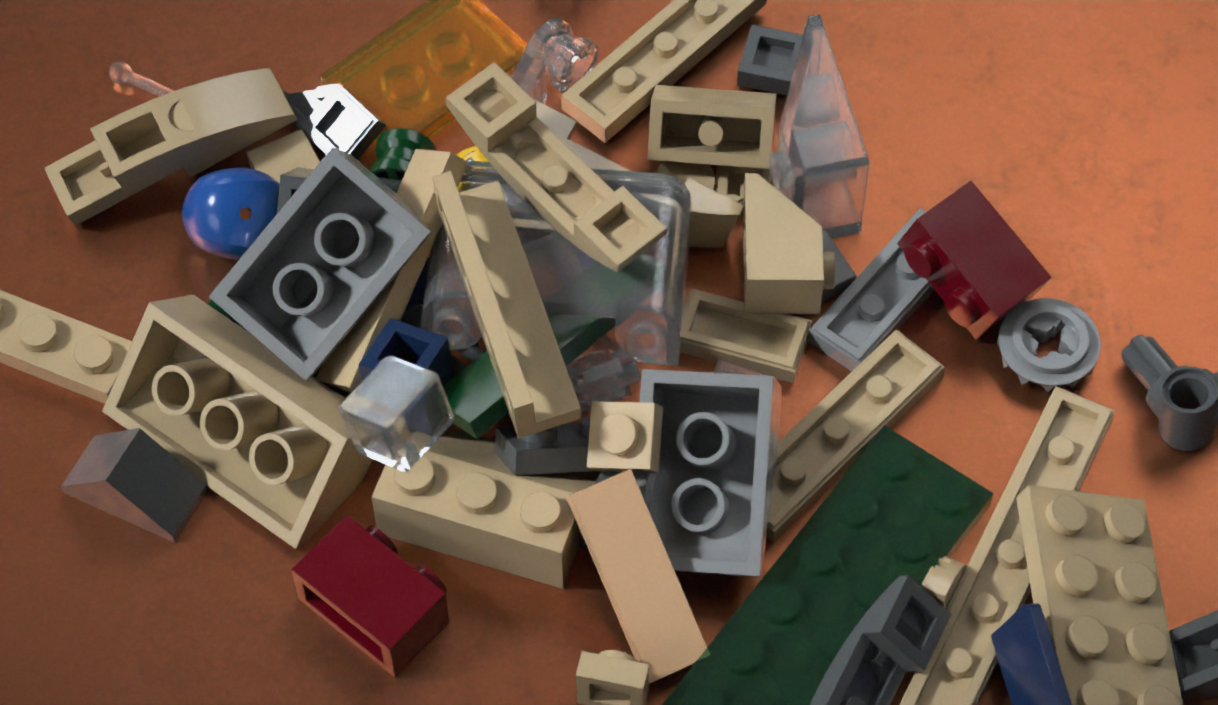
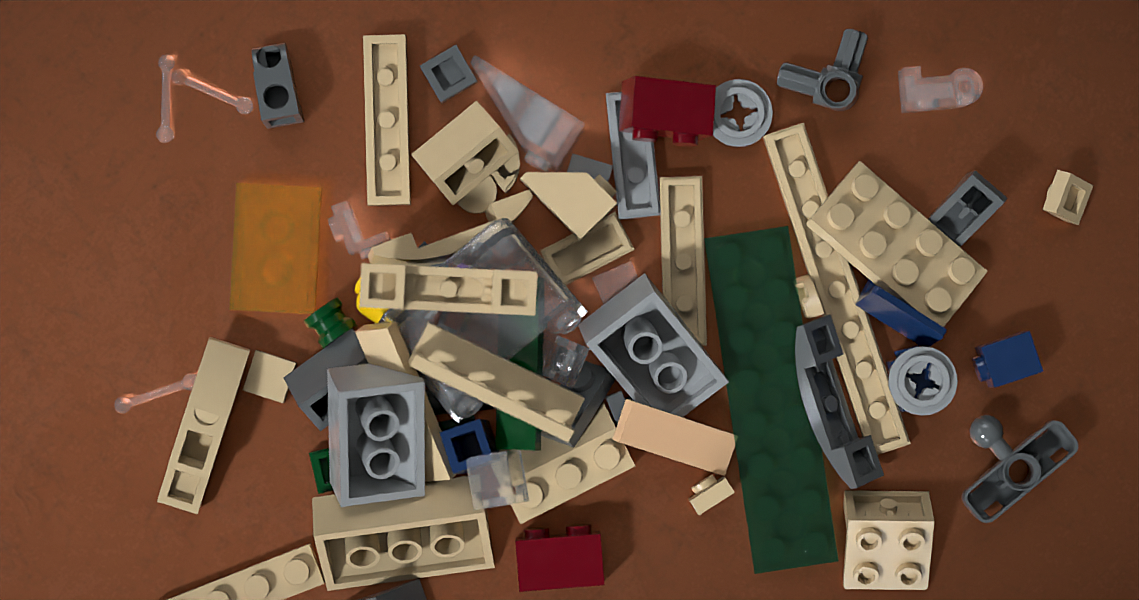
camera: 40 degrees left, 30 degrees up
(214, 209) = (277, 434): blue helmet -> none
(335, 119) = (265, 329): tile -> none
(564, 54) = (340, 178): clear wheel -> none
(625, 436) = (609, 383): tan plate -> none

